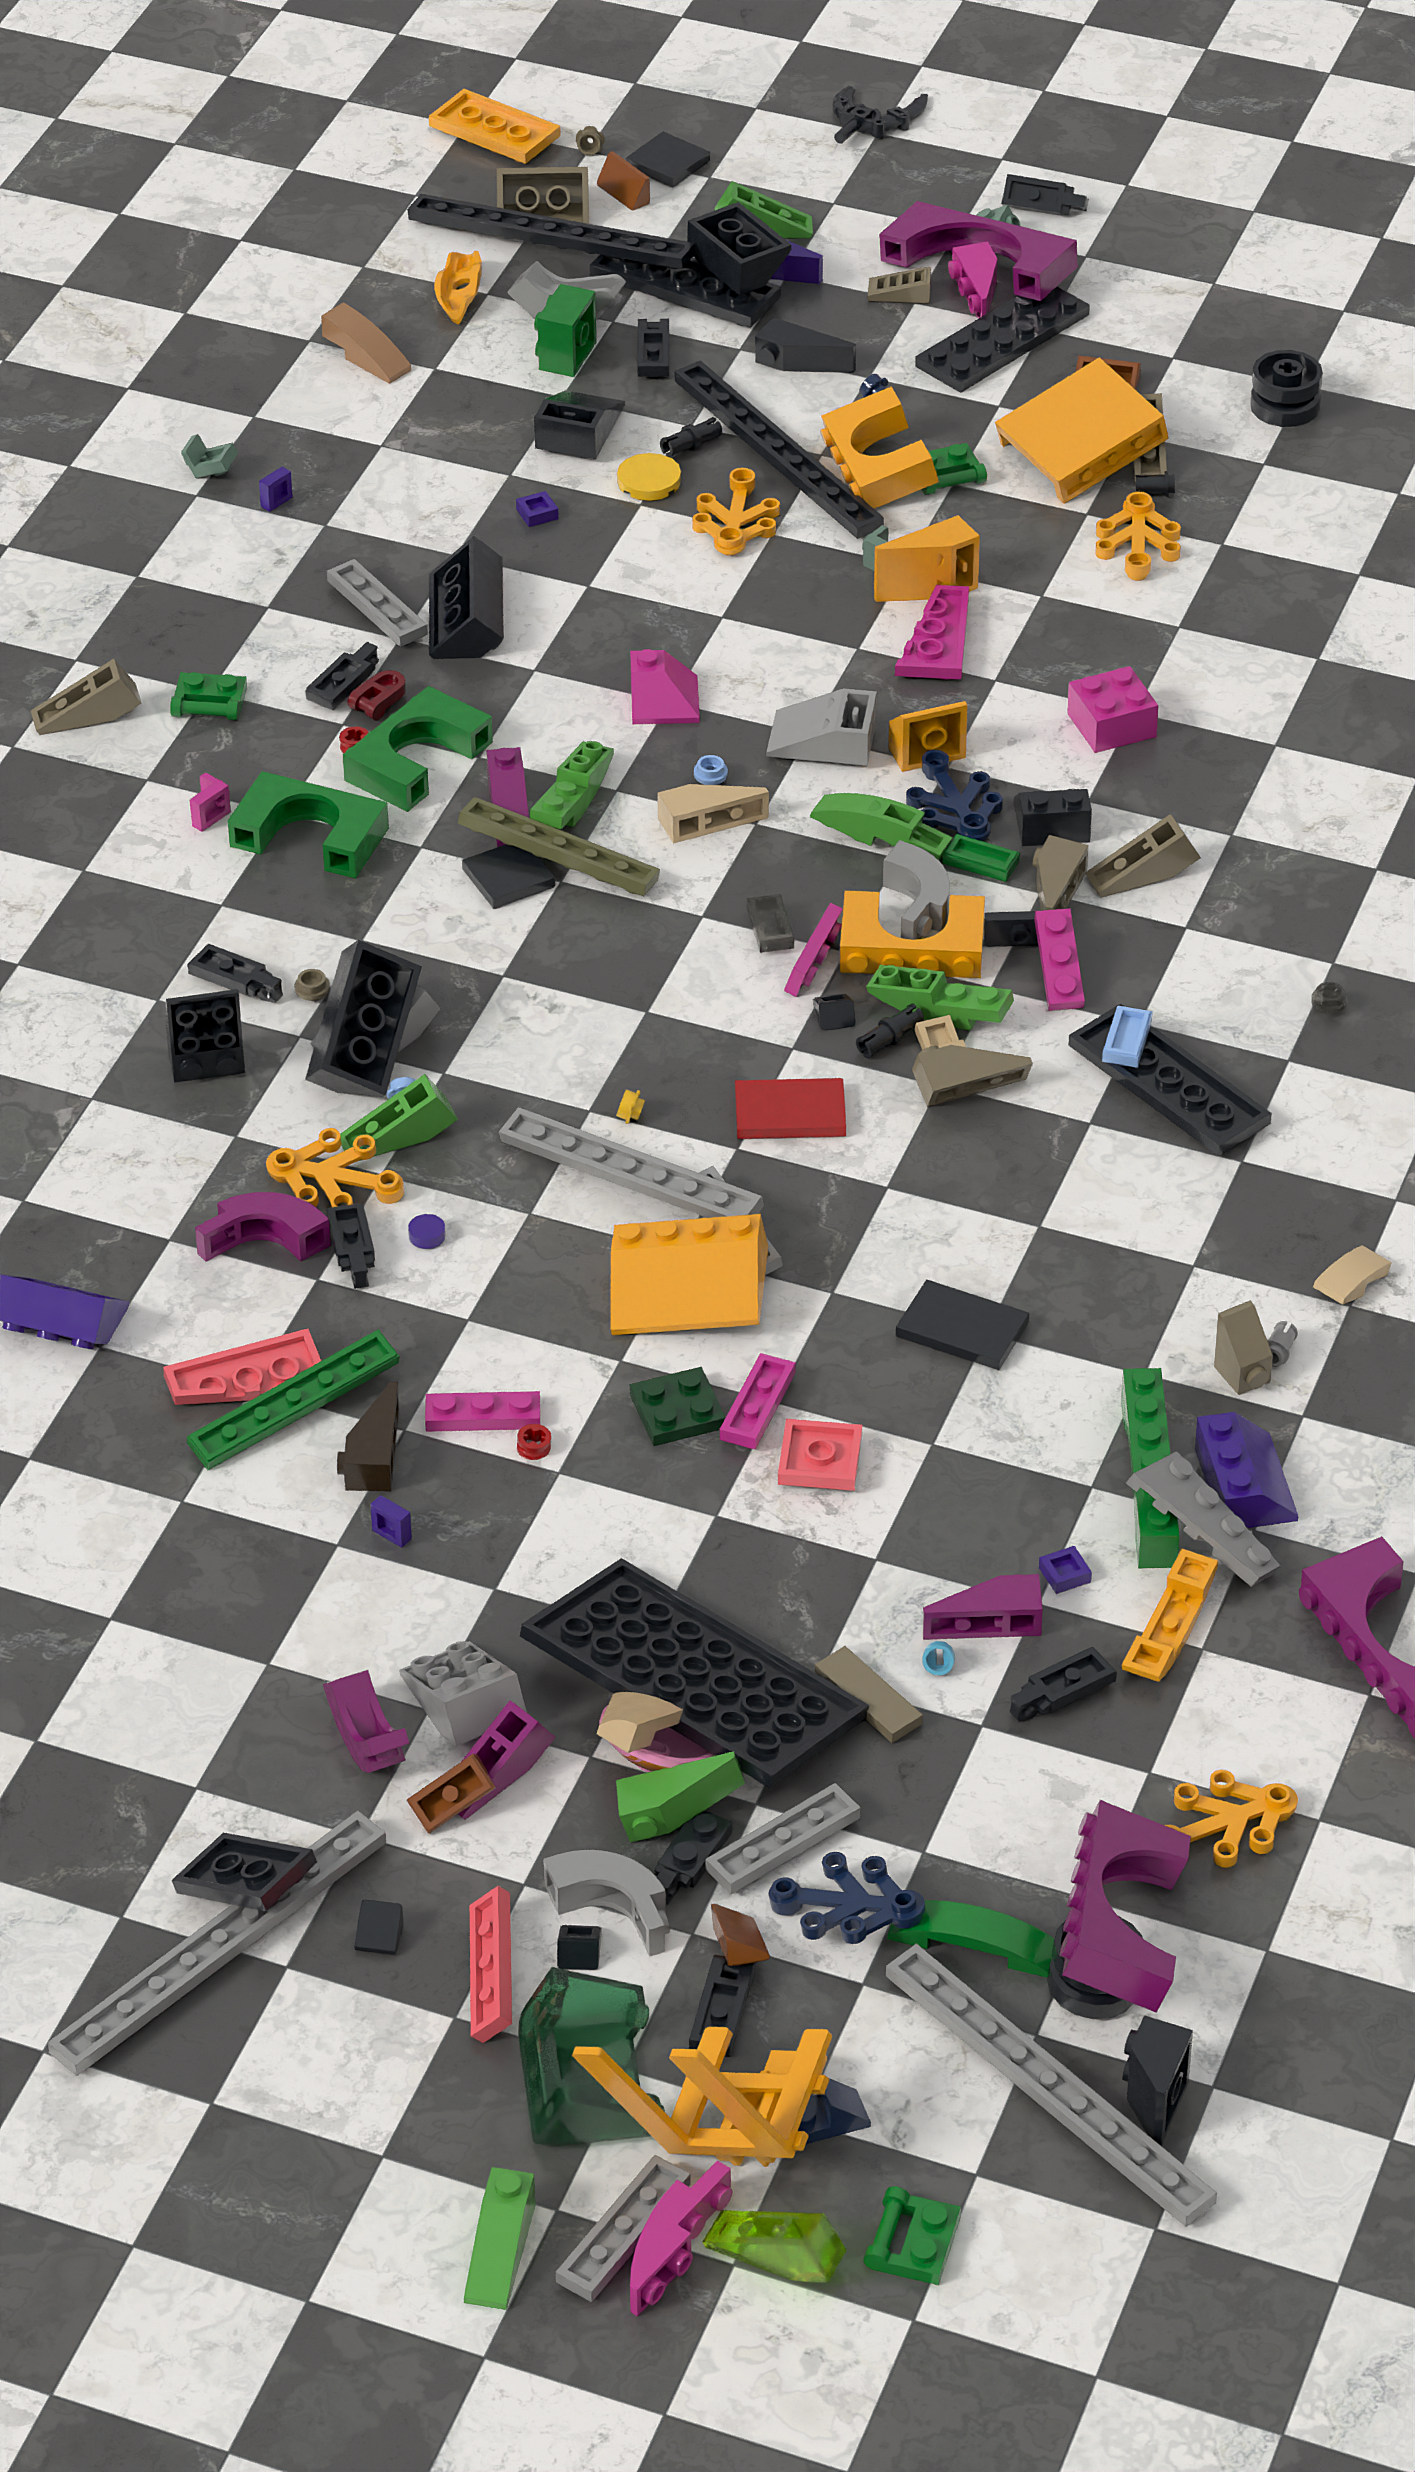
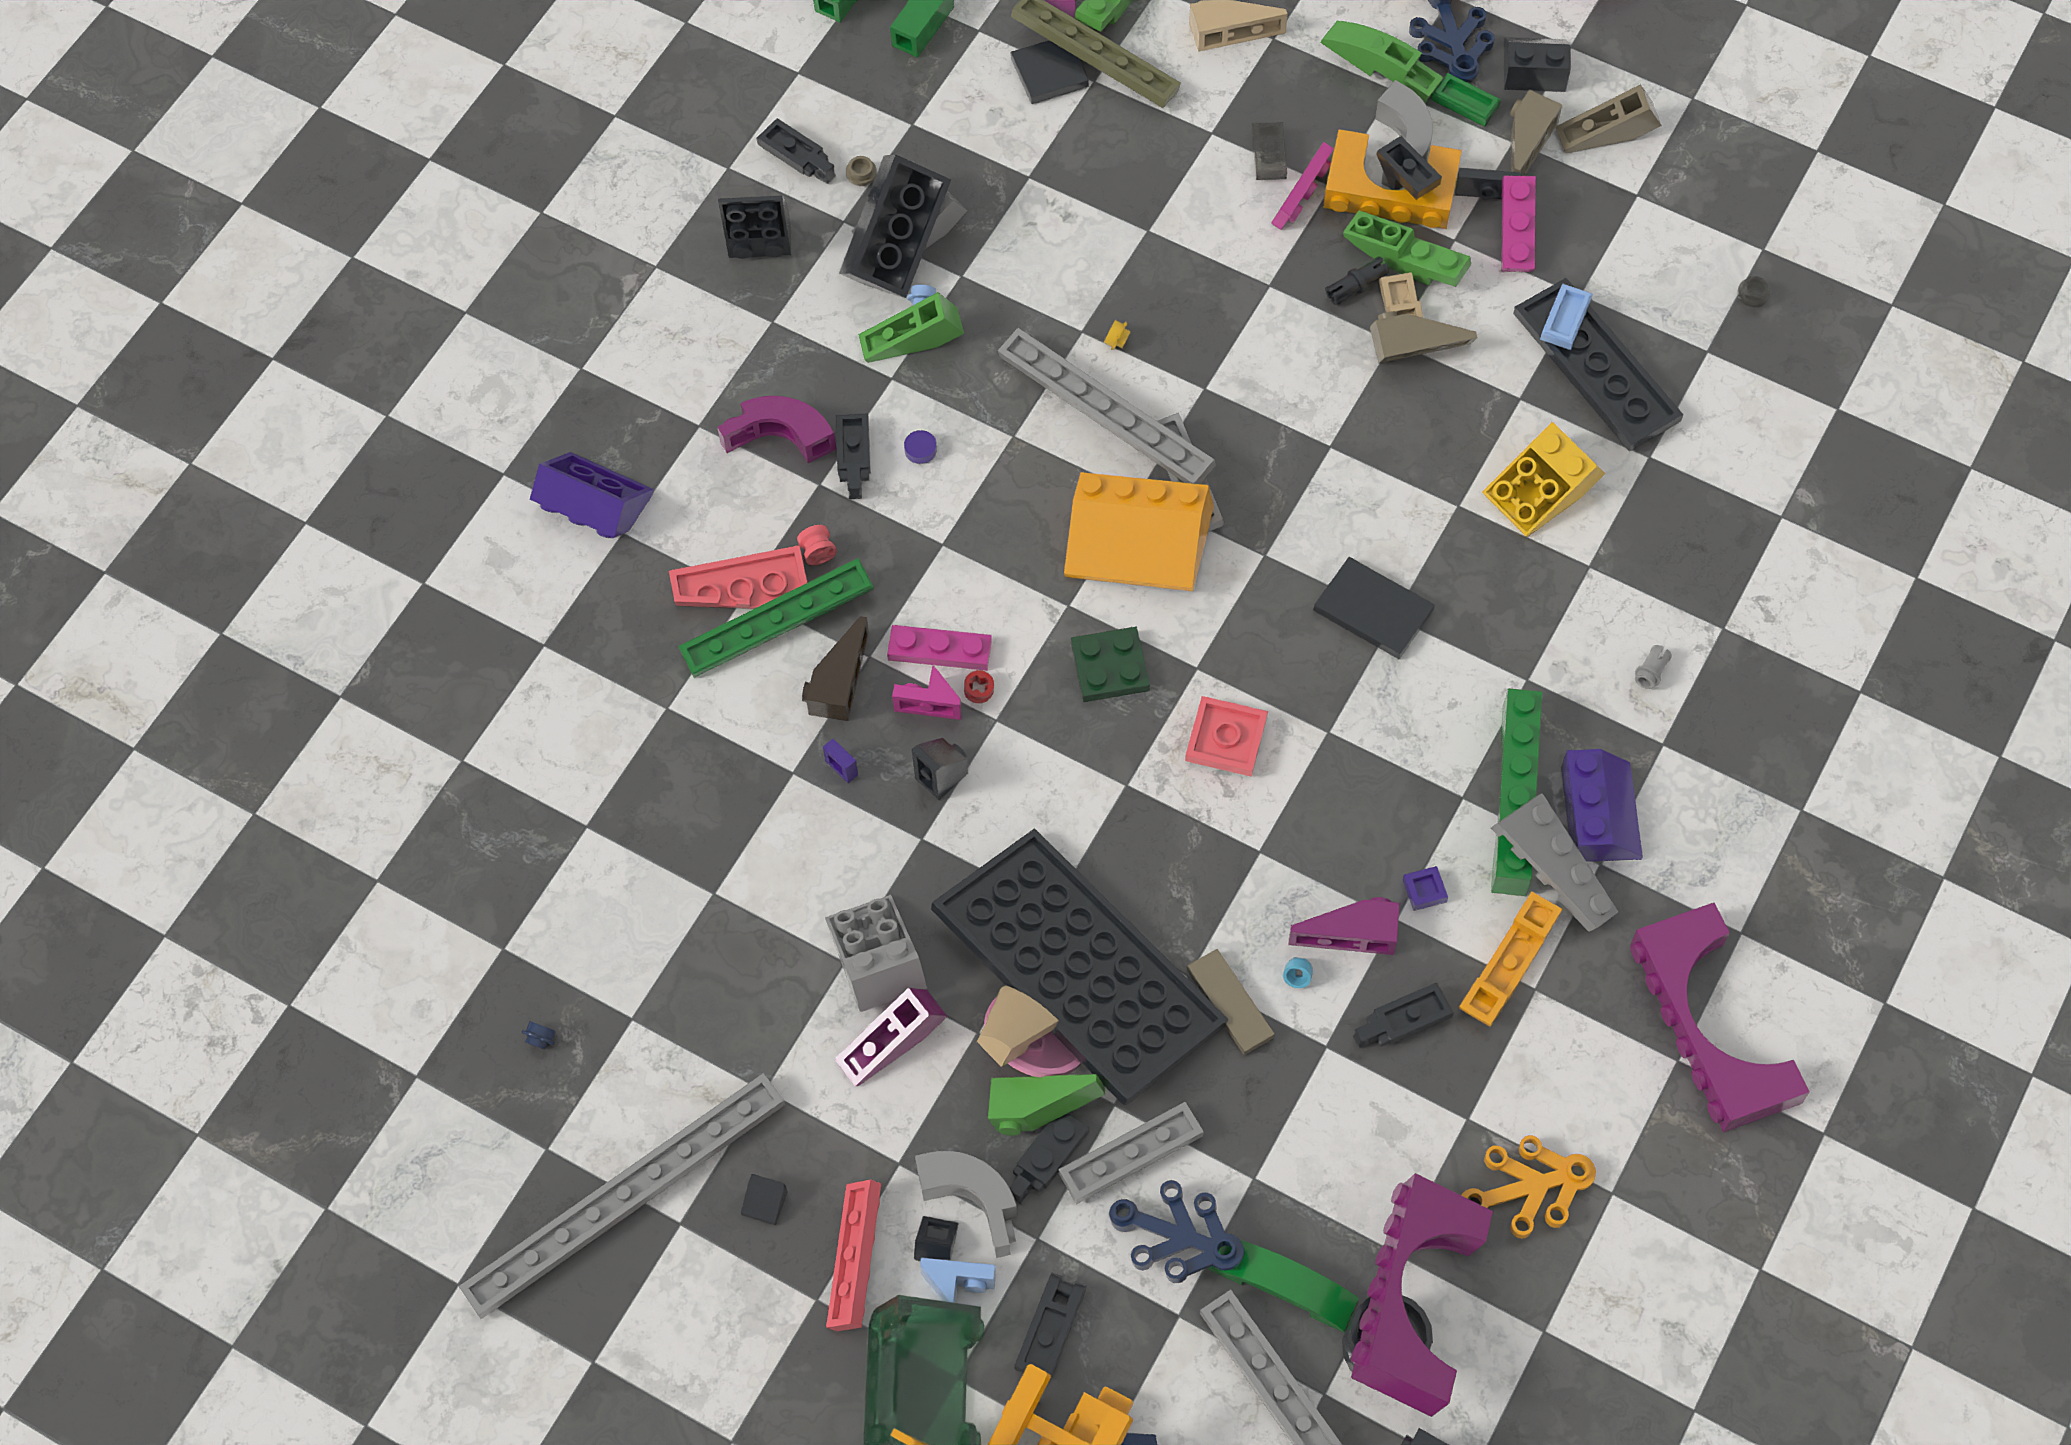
camera: 10 degrees right, 20 degrees up
(94, 1808) = (539, 1035): none -> dark blue plate
(244, 1871) = (653, 1131): black plate -> none
(327, 1328) = (817, 545): none -> coral wheel
(333, 1170) = (846, 374): light orange plant -> none
(363, 1724) = (783, 979): magenta arch -> none
(451, 1793) = (847, 1065): dark orange slope -> none
(483, 1457) = (935, 701): none -> dark pink slope
(503, 1512) = (939, 766): none -> black slope
(620, 1963) = (947, 1275): none -> light blue slope
(738, 1936) = (1075, 1259): dark orange slope -> none
(757, 1401) = (1180, 670): dark pink plate -> none
(790, 1108) = (1257, 352): red tile -> none
(834, 1011) = (1312, 251): black slope -> none
(927, 914) = (1407, 168): none -> black slope
(1130, 1186) = (1543, 480): none -> yellow slope
(1242, 1348) = (1619, 676): dark tan slope -> none
(1350, 1274) = (1729, 599): tan slope -> none

